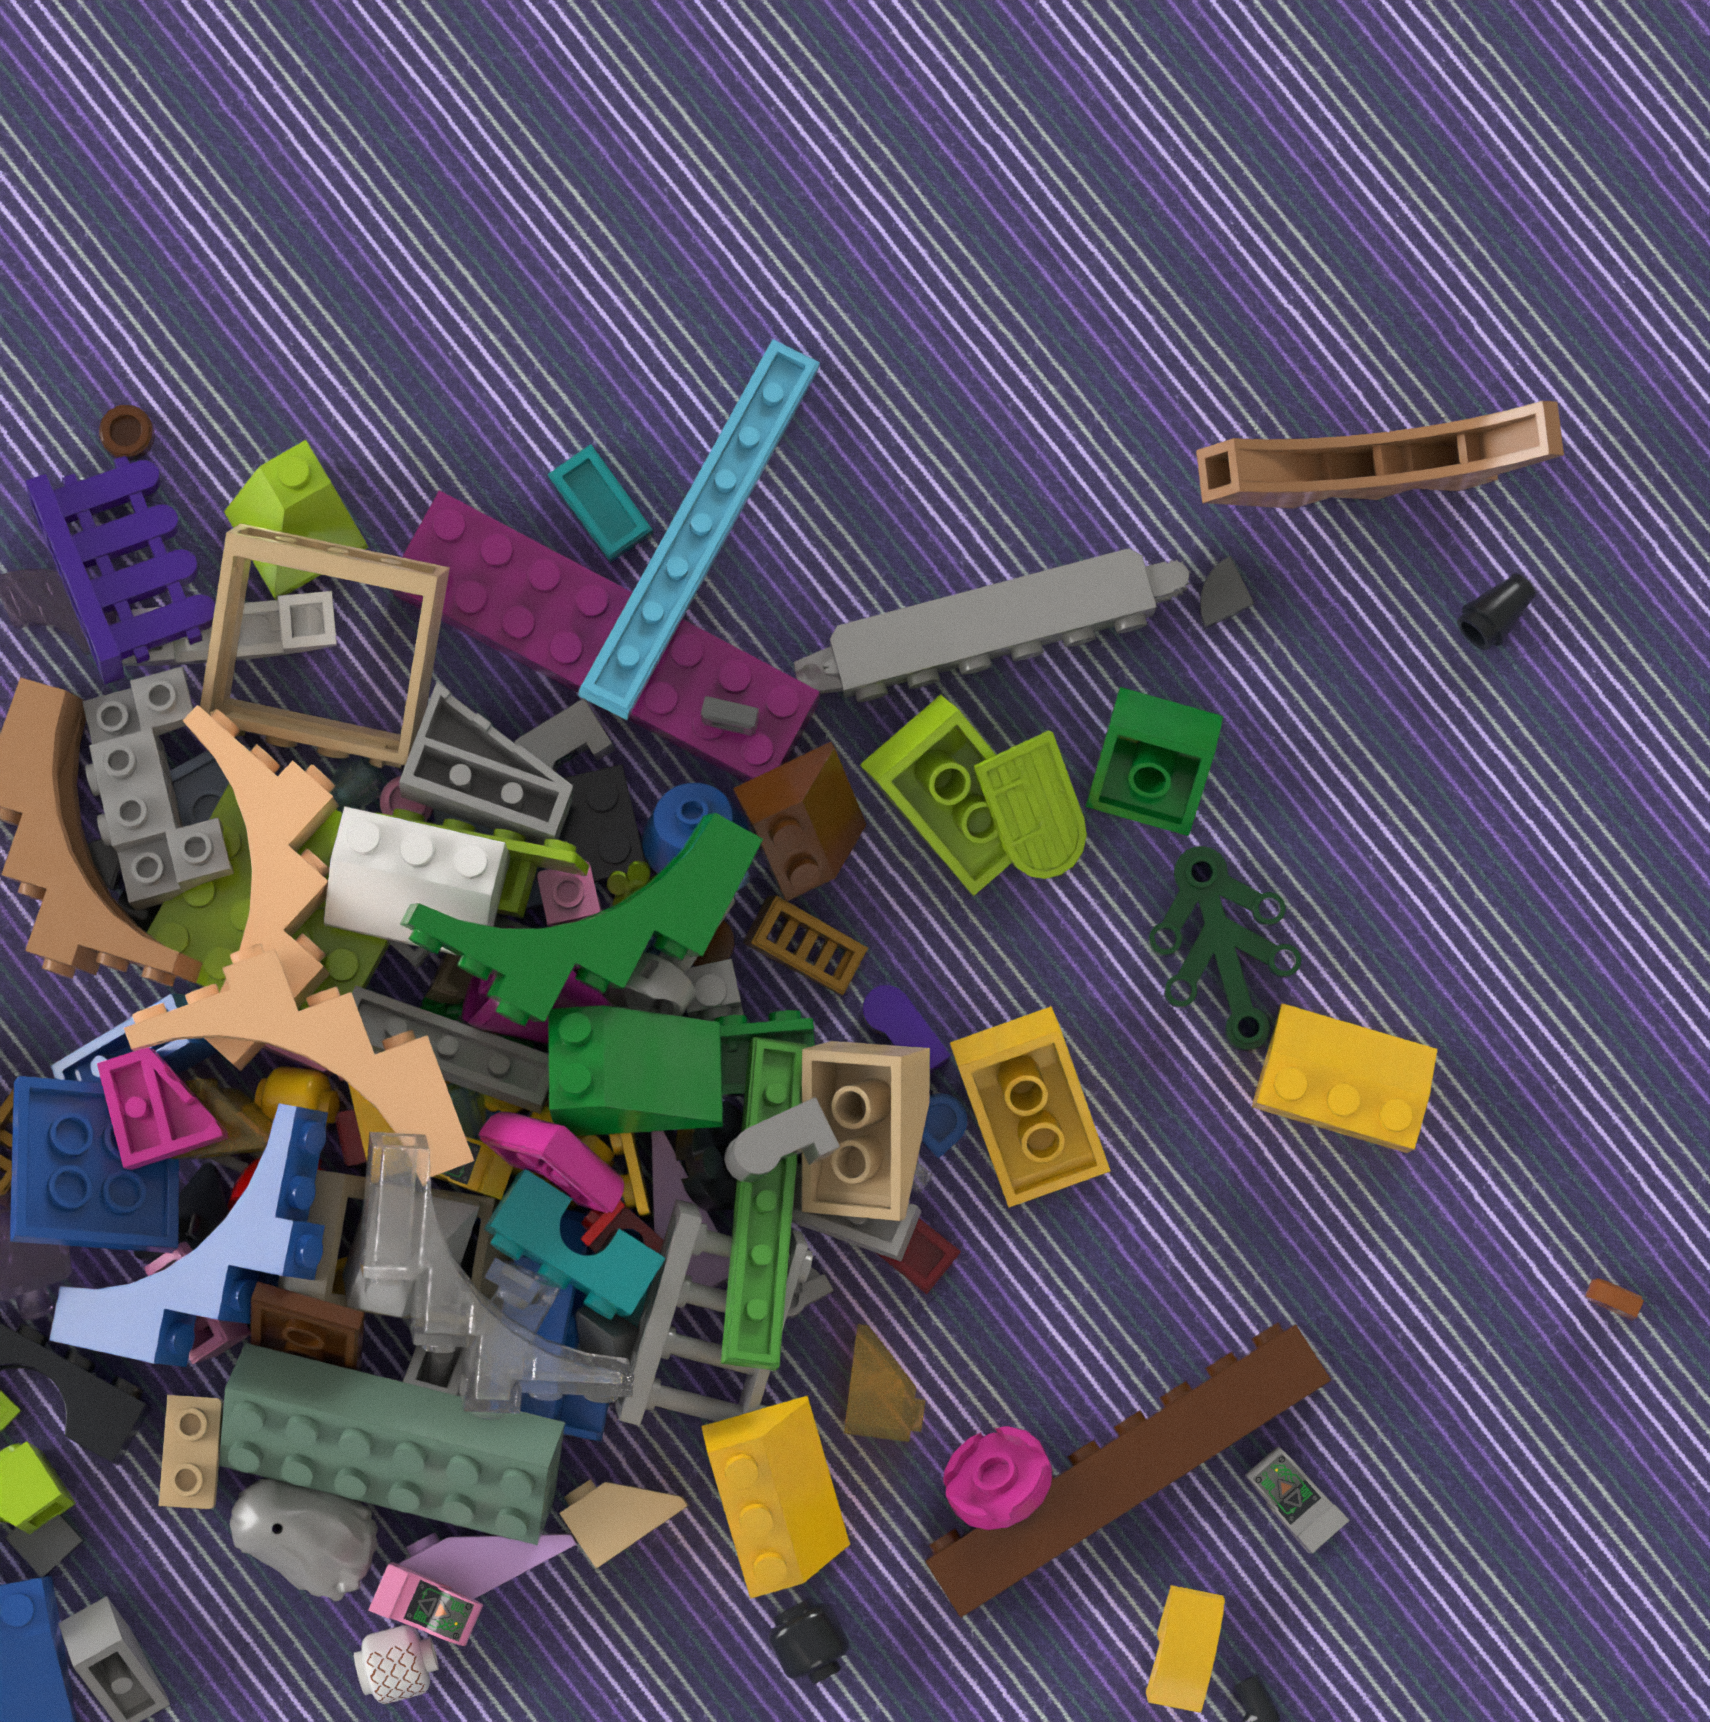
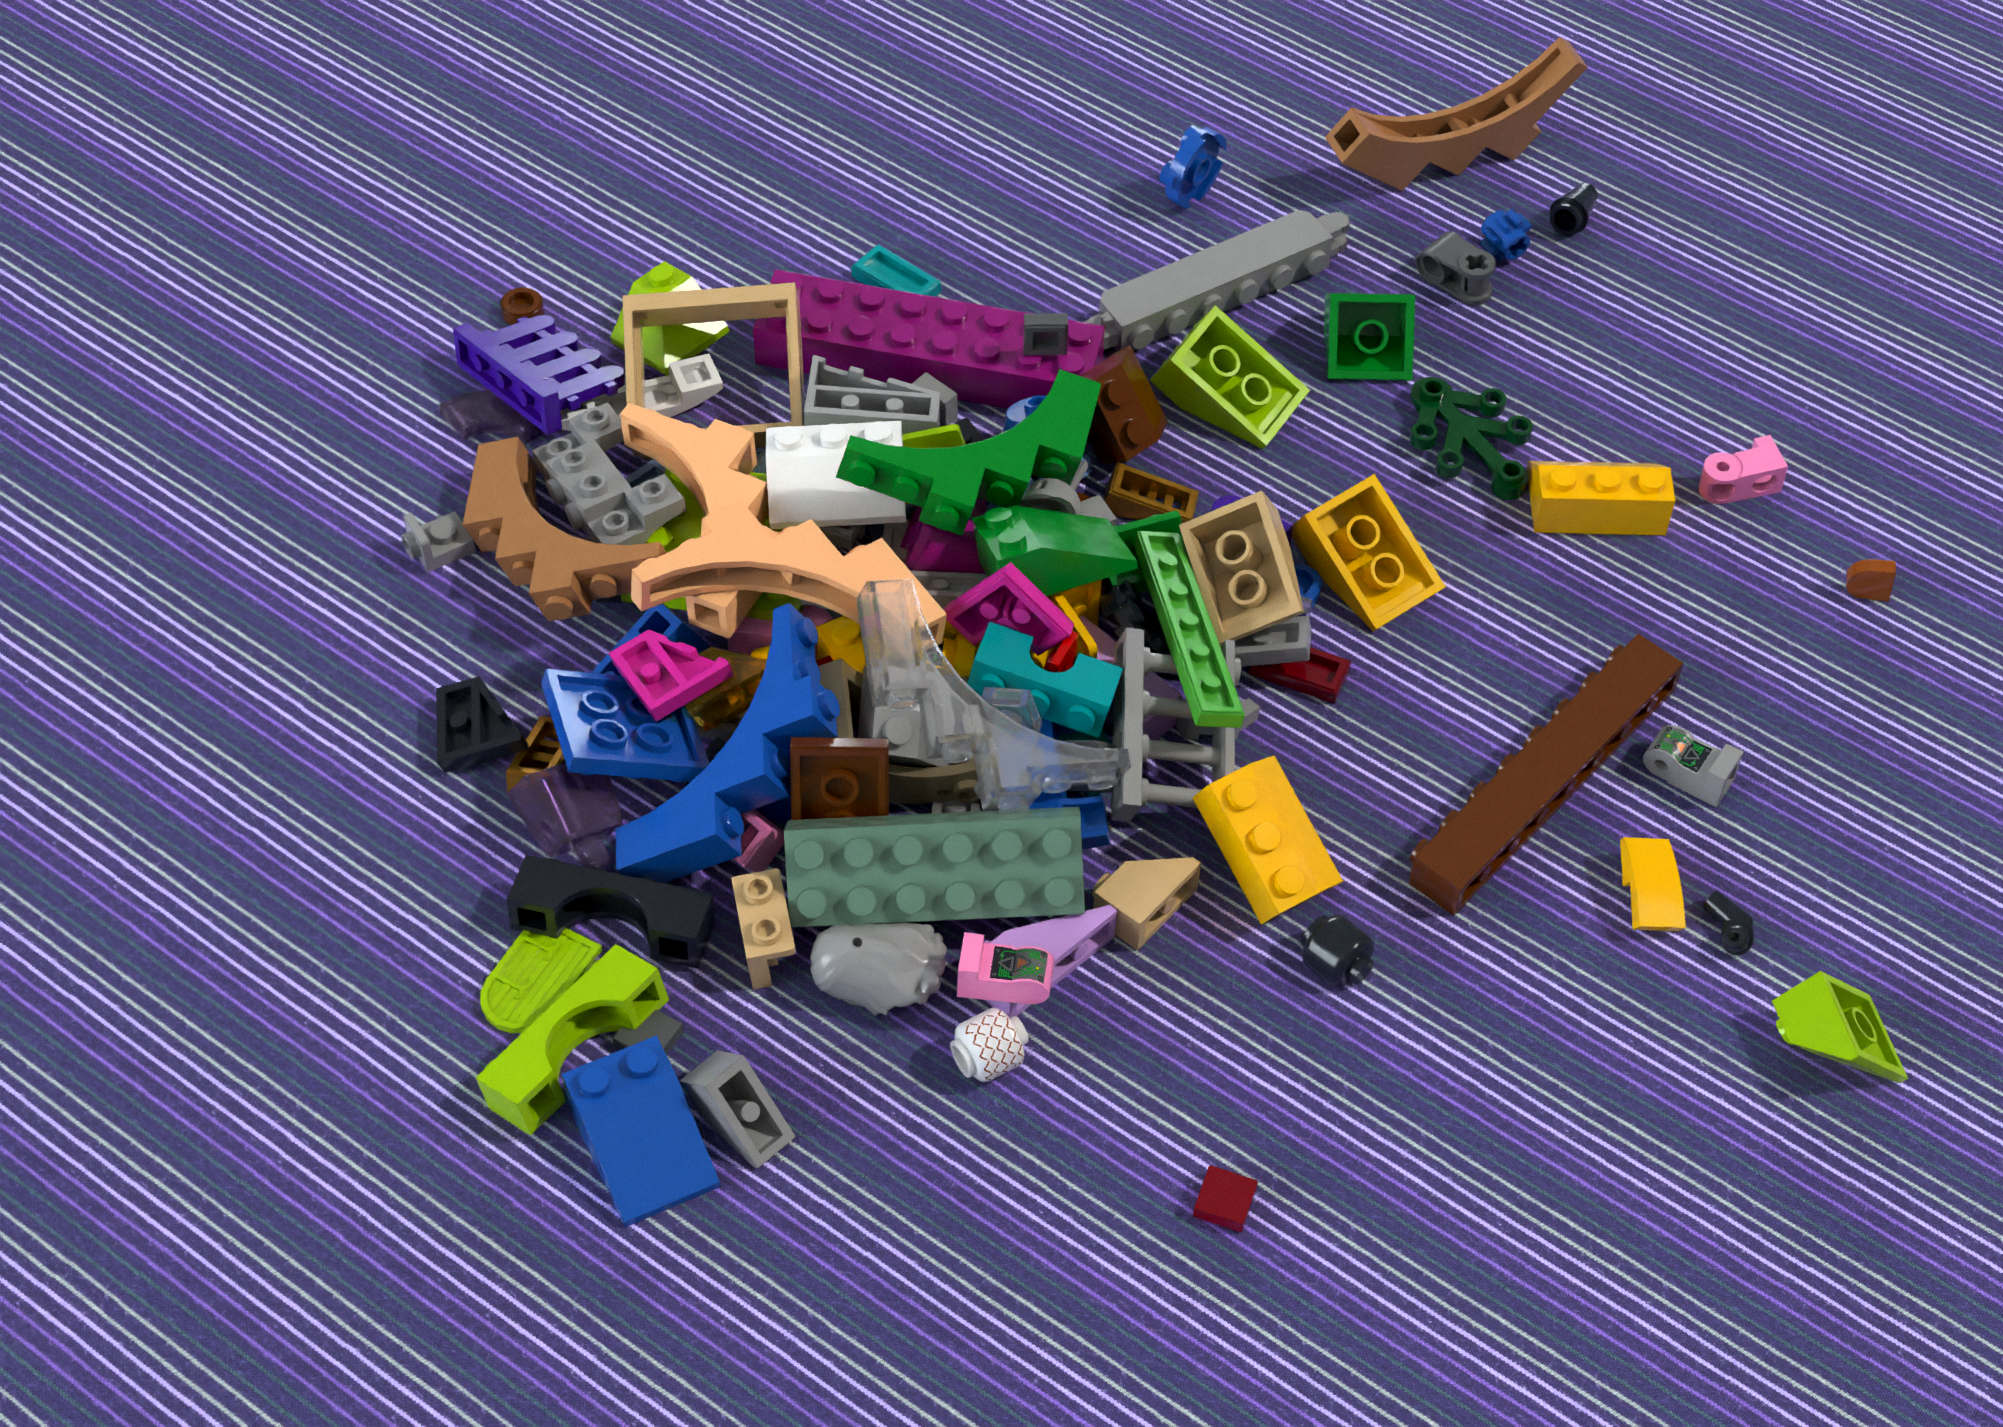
camera: 15 degrees left, 30 degrees down
(698, 530) = (977, 259): medium azure tile -> none
(778, 1138) = (1188, 571): light grey leg -> none
(880, 1393) = (1326, 762): clear yellow slope -> none
(997, 1478) = (1449, 793): dark pink tile -> none
(1028, 431) = (1193, 166): none -> blue plate
(1034, 807) = (1292, 373): lime window -> none
(1223, 594) = (1376, 240): dark grey tile -> none
(1299, 669) = (1454, 265): none -> dark grey piece
(1385, 642) = (1505, 235): none -> blue gear
(1509, 1101) = (1743, 474): none -> bright pink leg

